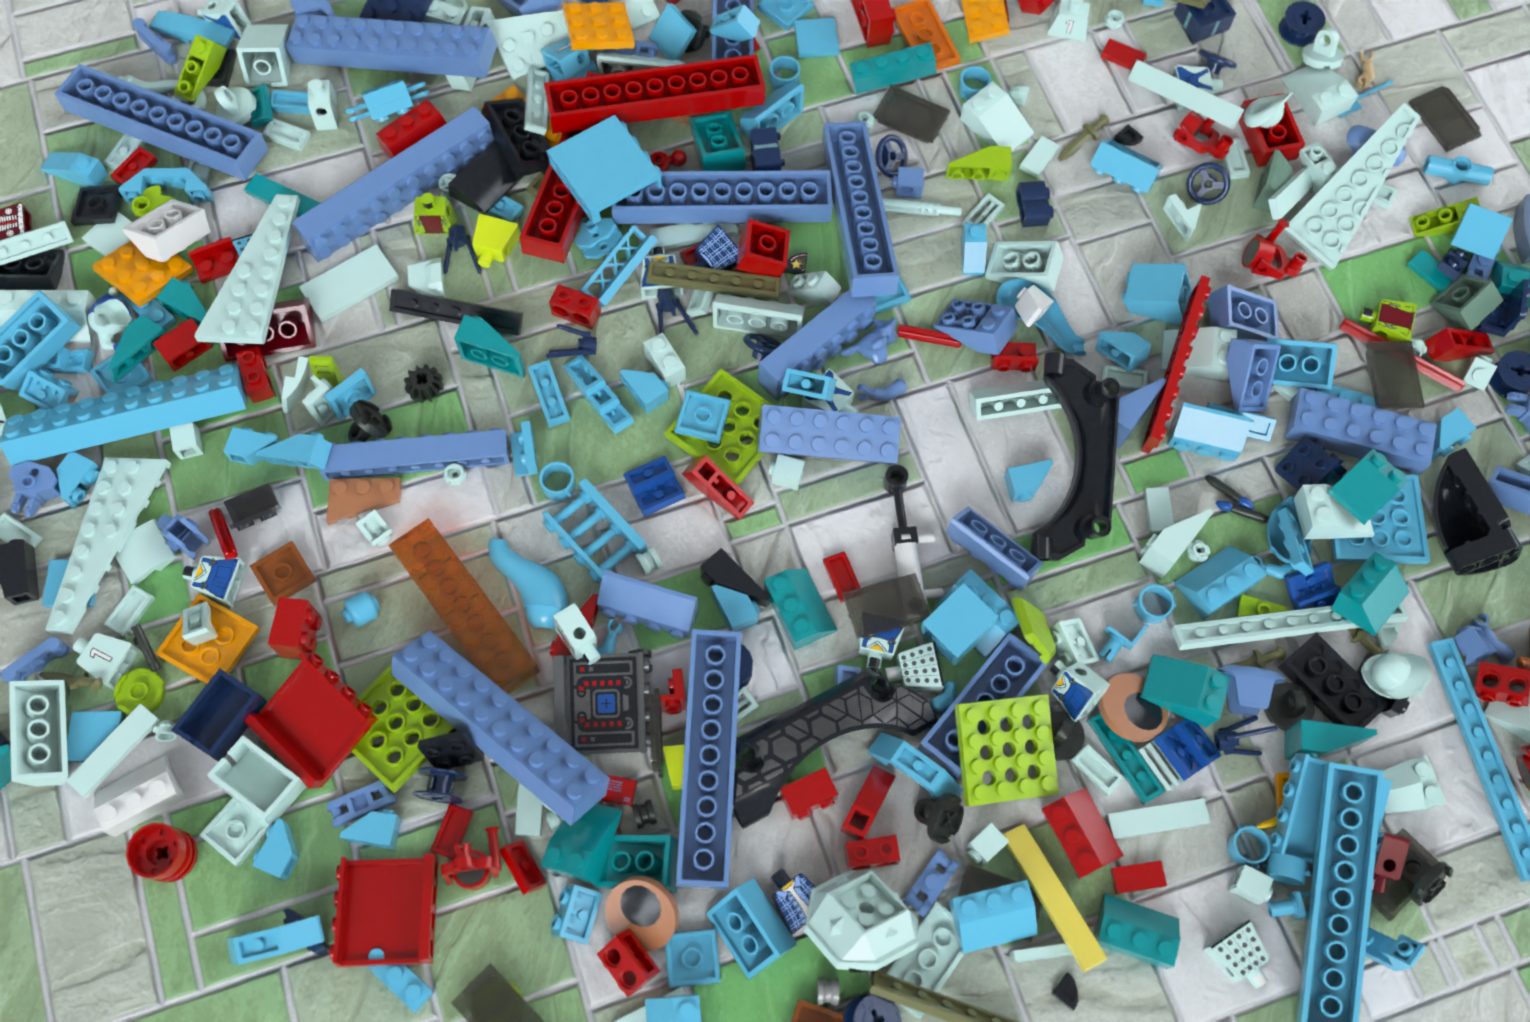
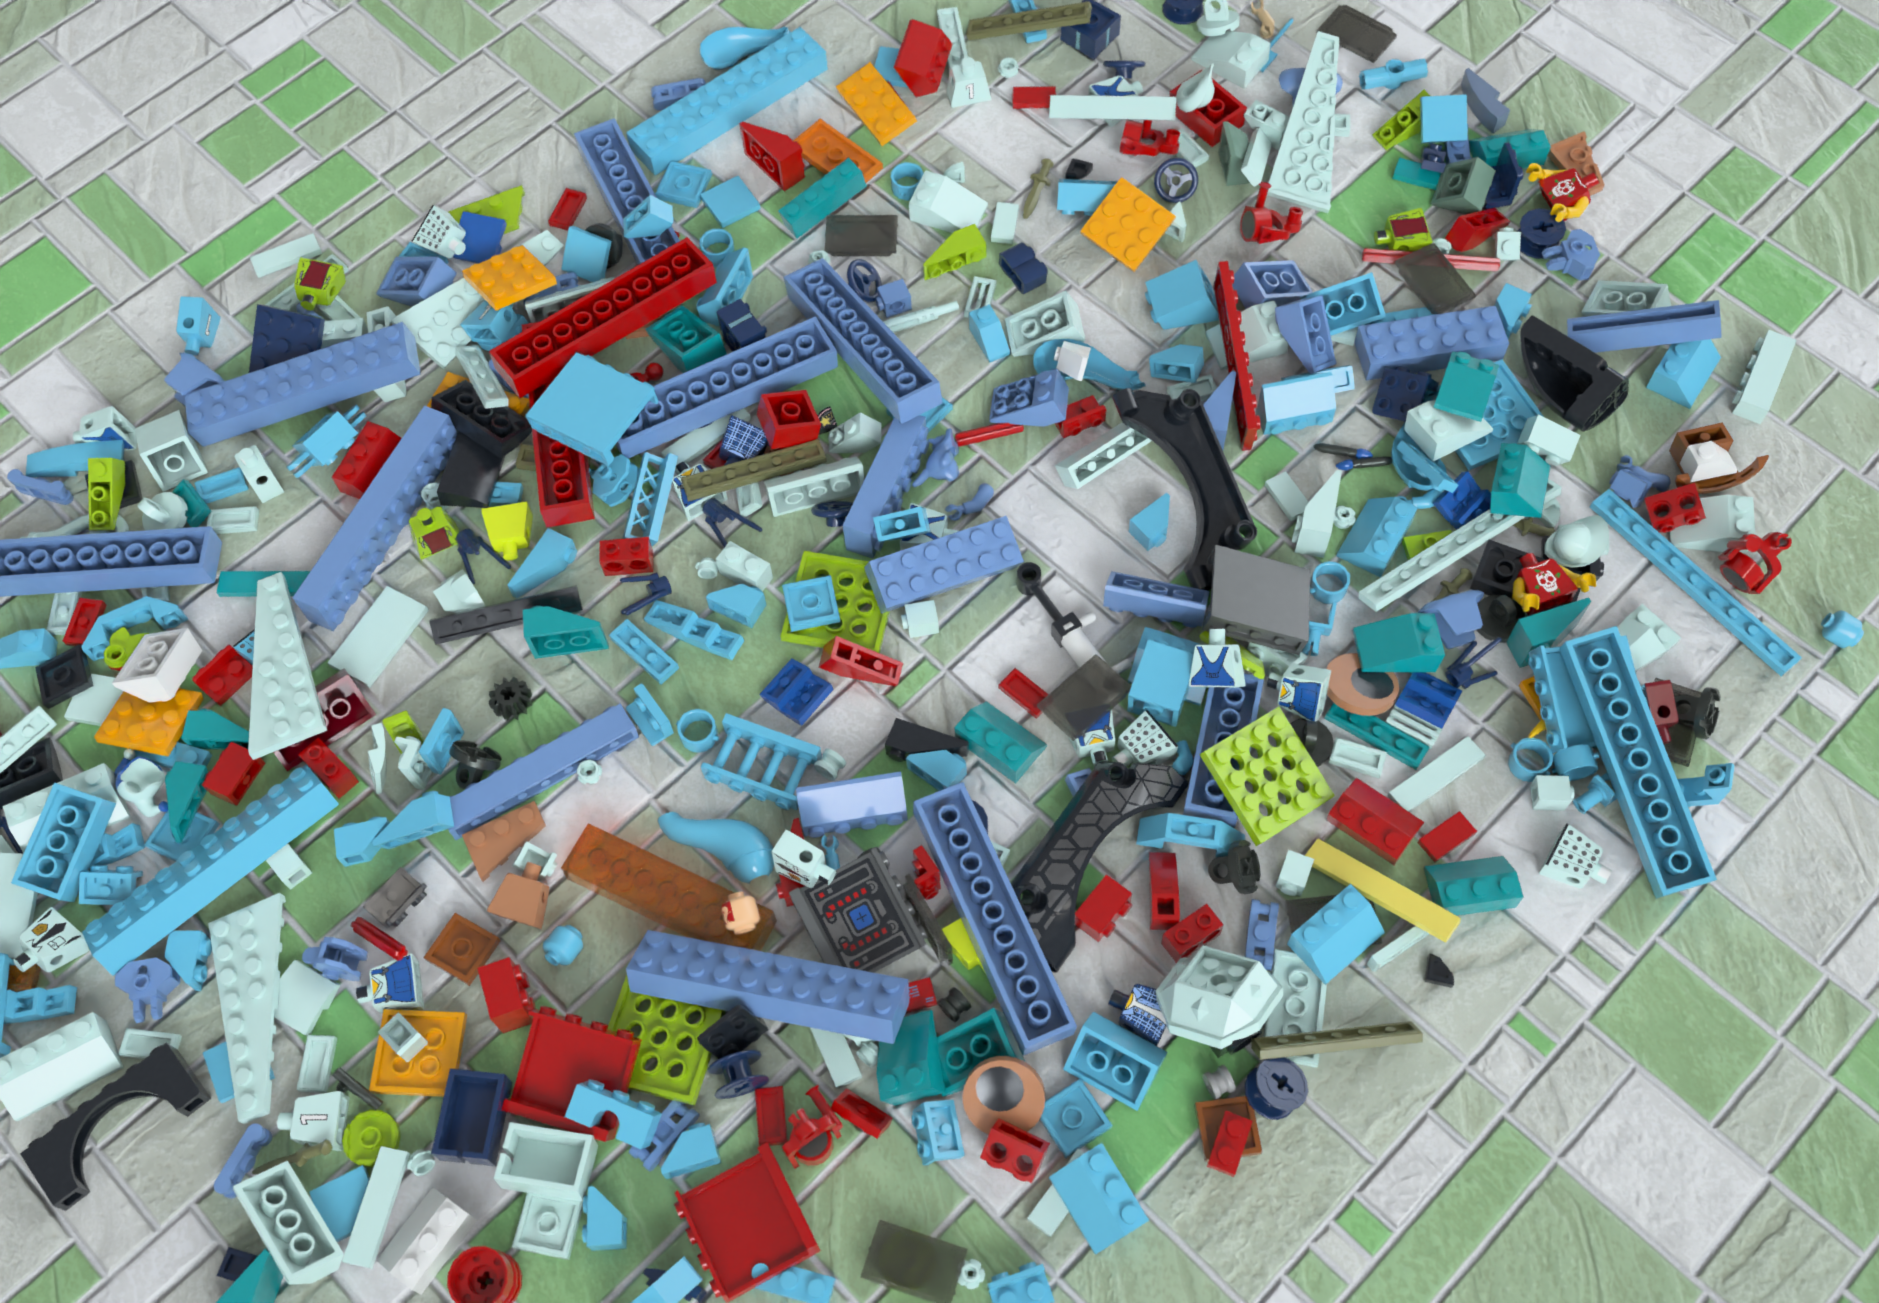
camera: 20 degrees left, 5 degrees down
(340, 782) = (636, 1119): none -> medium azure arch
(348, 554) = (522, 897): none -> nougat torso
(506, 653) = (740, 913): none -> light nougat head
(509, 280) = (545, 561): none -> medium azure slope
(635, 346) = (707, 568): none -> light aqua plate
(1011, 632) = (1217, 663): none -> torso
(1080, 591) = (1259, 600): none -> panel
(1144, 205) = (1128, 224): none -> light orange plate
(1345, 699) = (1547, 584): none -> torso
(1420, 568) = (1549, 440): none -> light aqua brick

